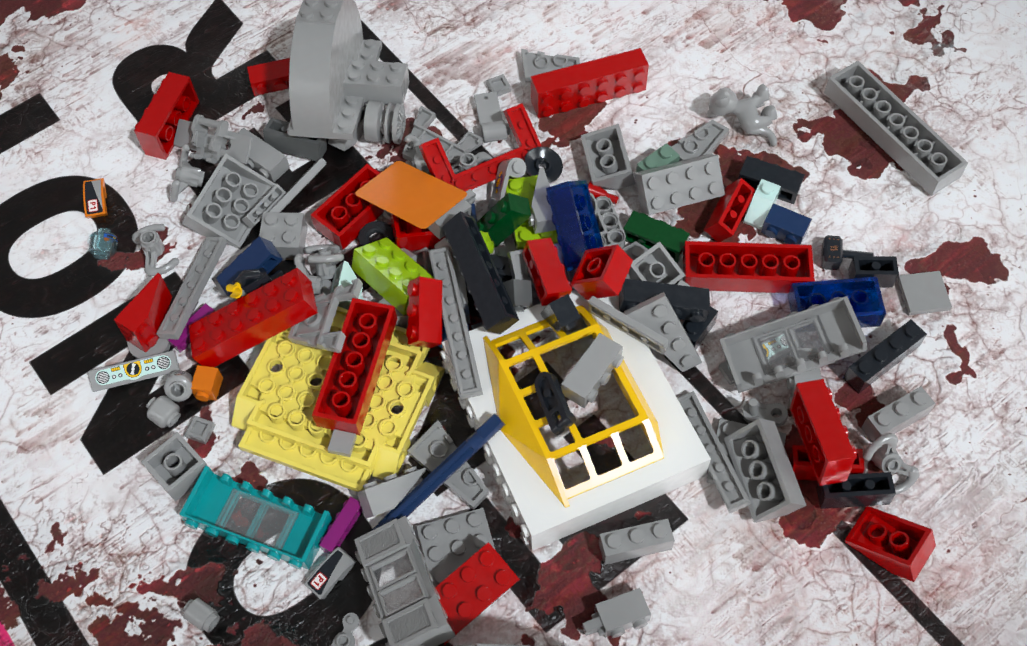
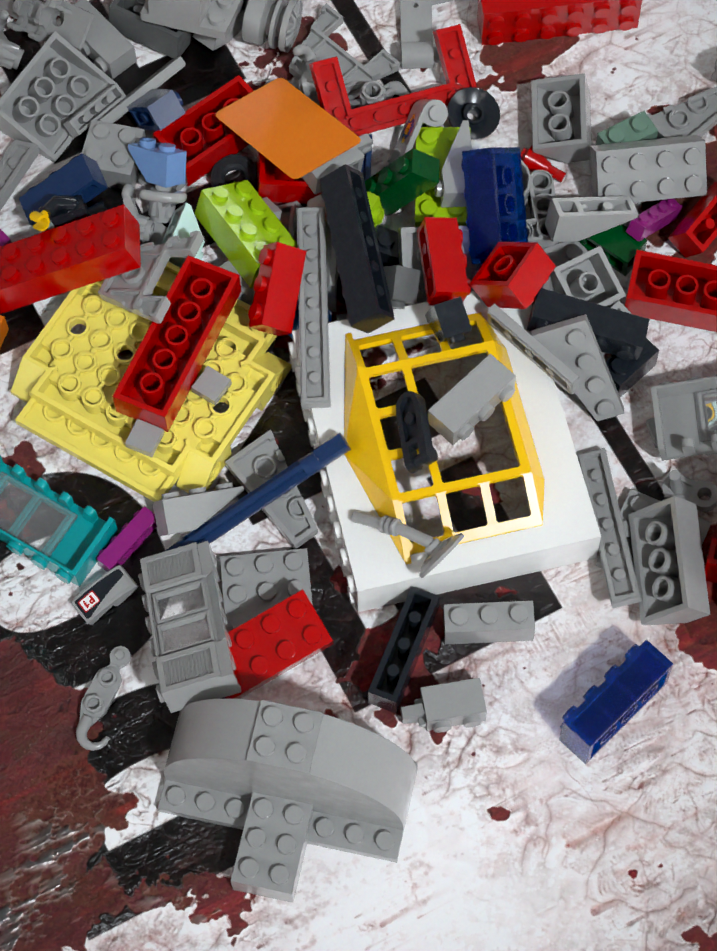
camera: 10 degrees right, 5 degrees up
(310, 197) = (156, 109): none -> brick
(319, 234) = (159, 163): none -> medium blue slope
(387, 393) = (211, 385): none -> light grey tile
(575, 576) = (403, 649): none -> black brick
(589, 492) = (436, 549): none -> light grey dish
(640, 224) = (585, 216): none -> light grey slope
(691, 218) = (654, 219): none -> magenta piece
(746, 592) = (615, 700): none -> clear blue brick

